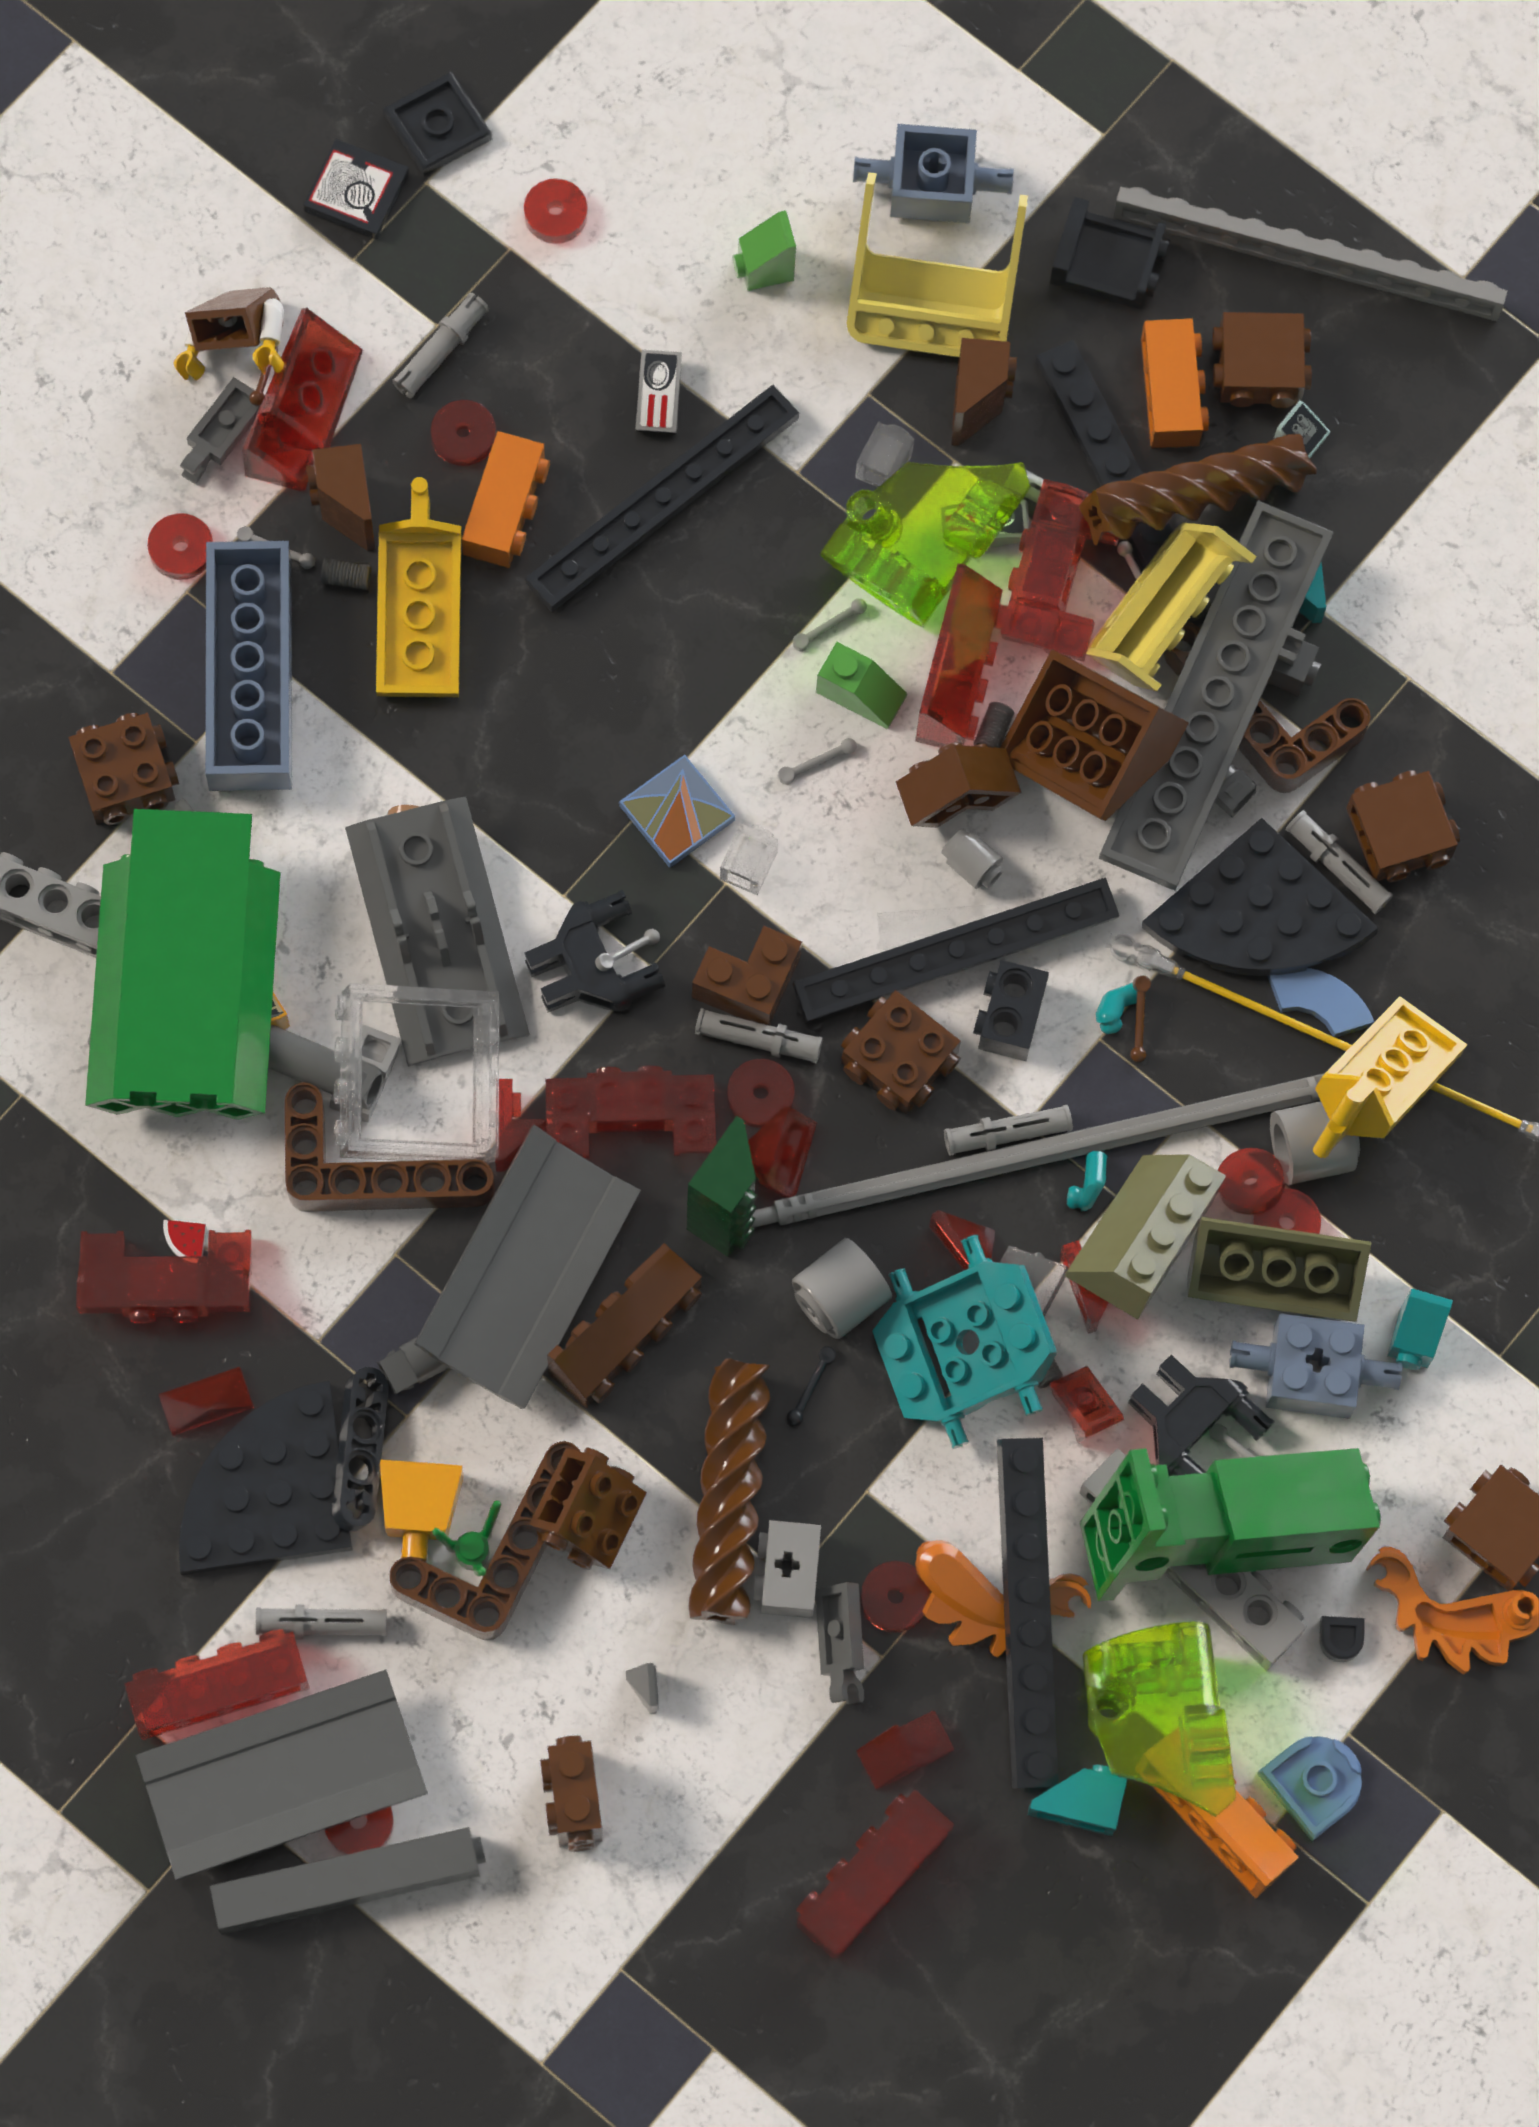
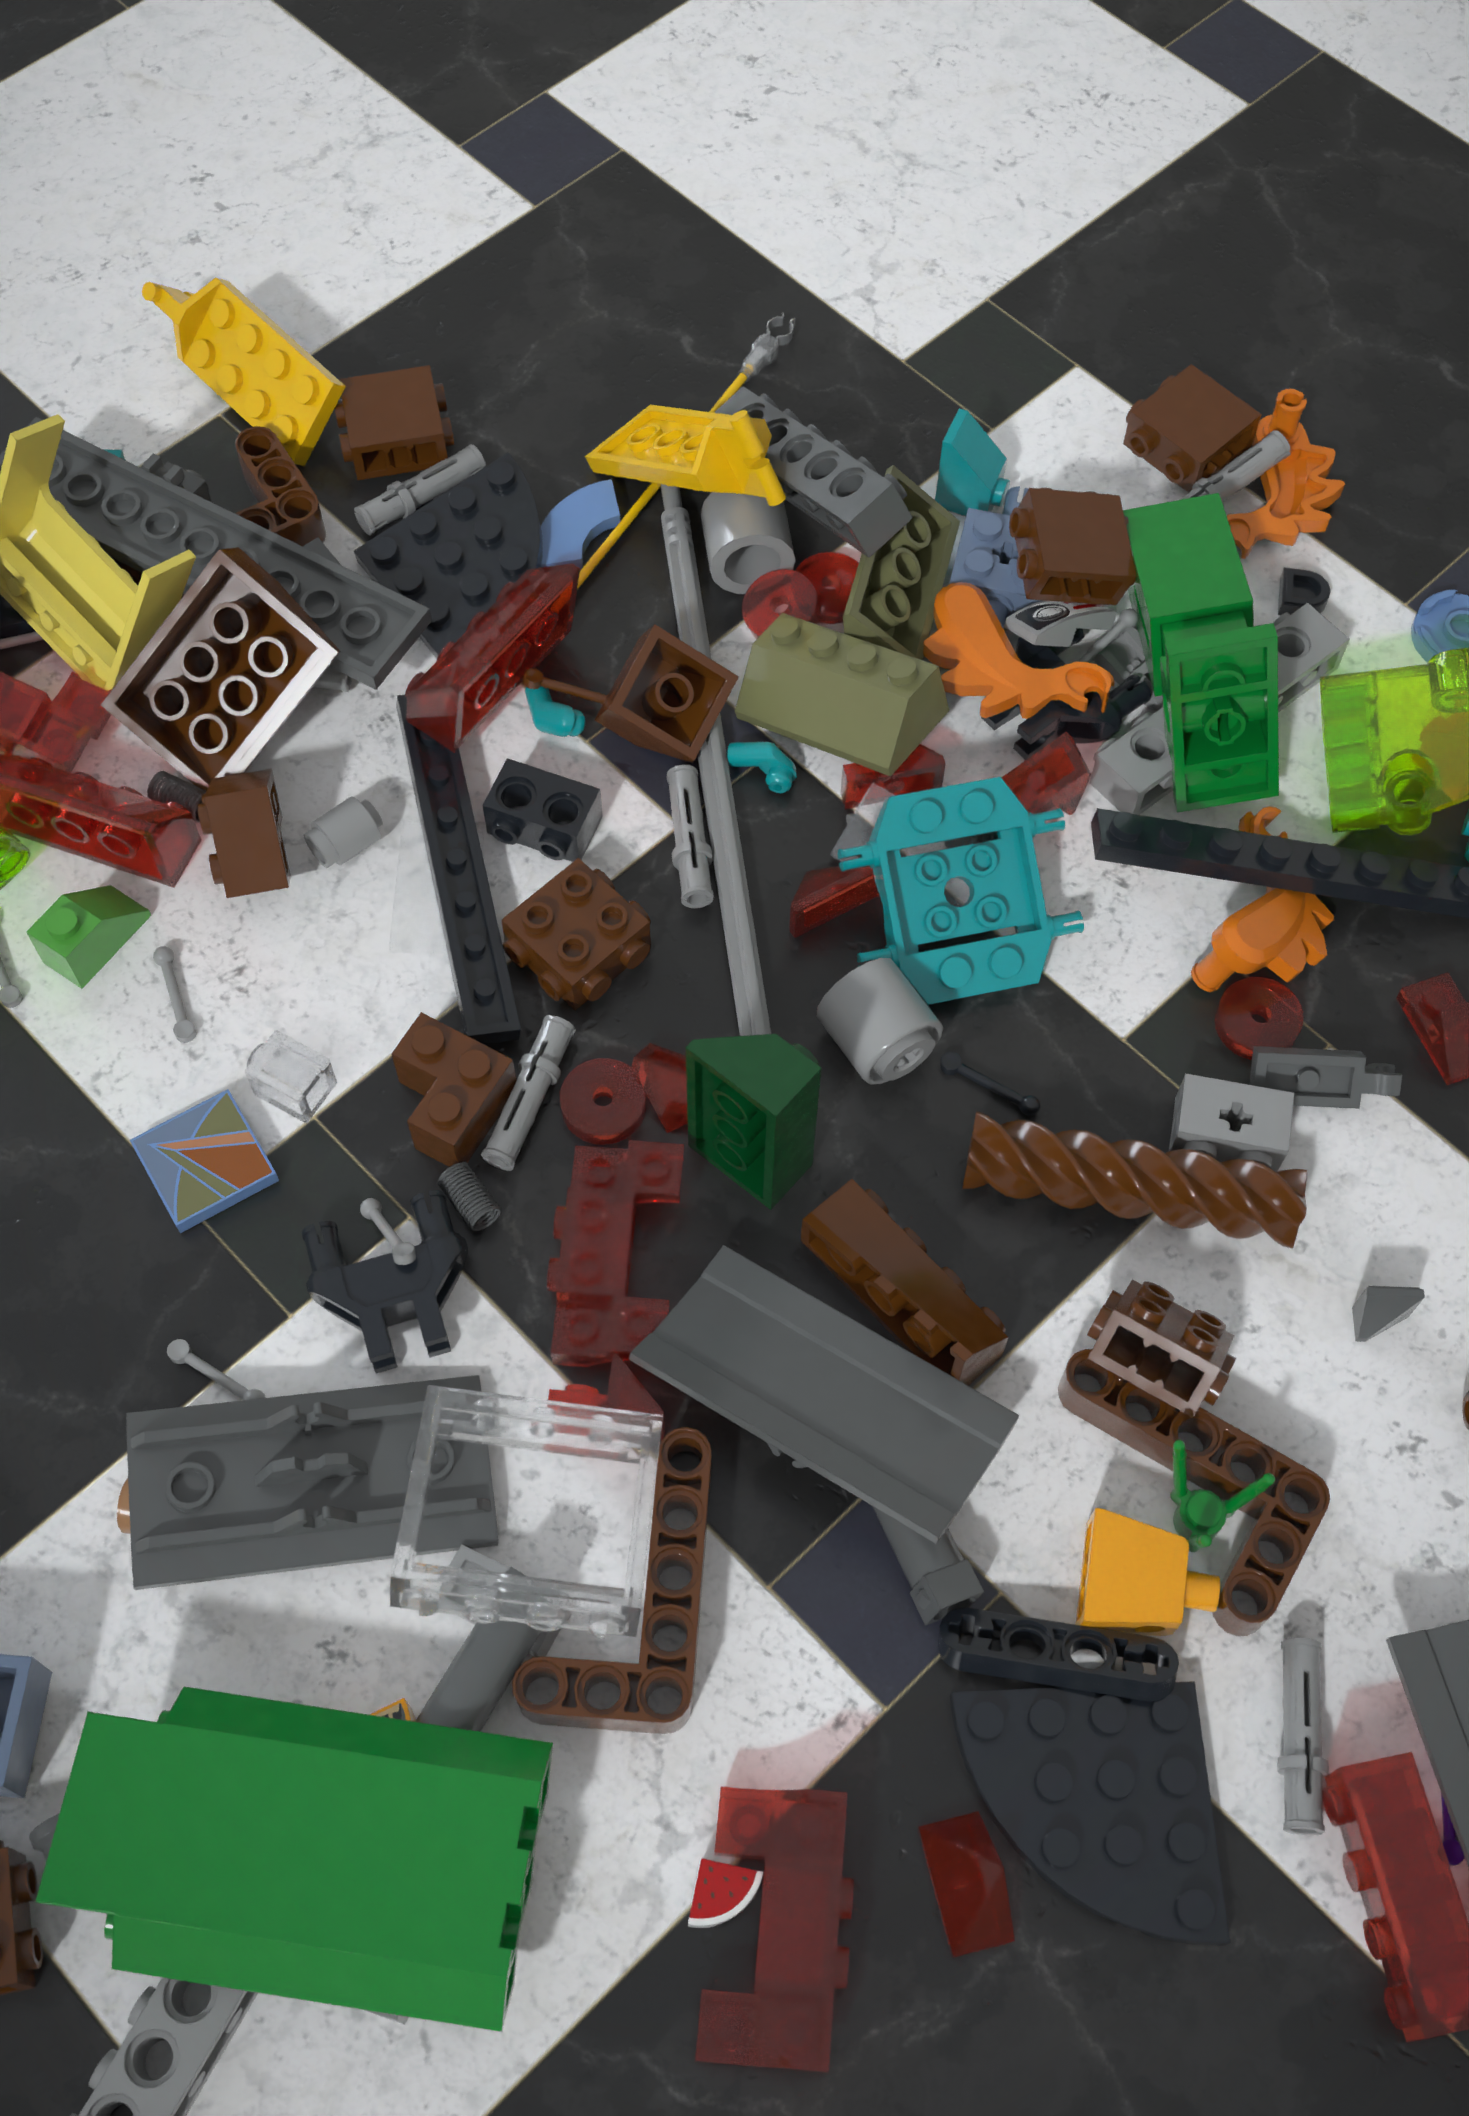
camera: 80 degrees left, 10 degrees down
(526, 826) = (181, 1352): none -> light grey hinge
(659, 1019) = (476, 1204): none -> dark grey piece
(1132, 1092) = (666, 696): none -> reddish brown slope
(1146, 944) = (493, 655): none -> clear red slope
(1209, 1341) = (986, 664): none -> orange animal
(1250, 1403) = (1056, 622): none -> light grey slope
(1310, 1404) = (1072, 546): none -> reddish brown brick
(1368, 1176) = (825, 477): none -> dark grey brick
(1433, 1547) = (1244, 468): none -> light grey pin
(1449, 688) = (250, 362): none -> yellow hinge

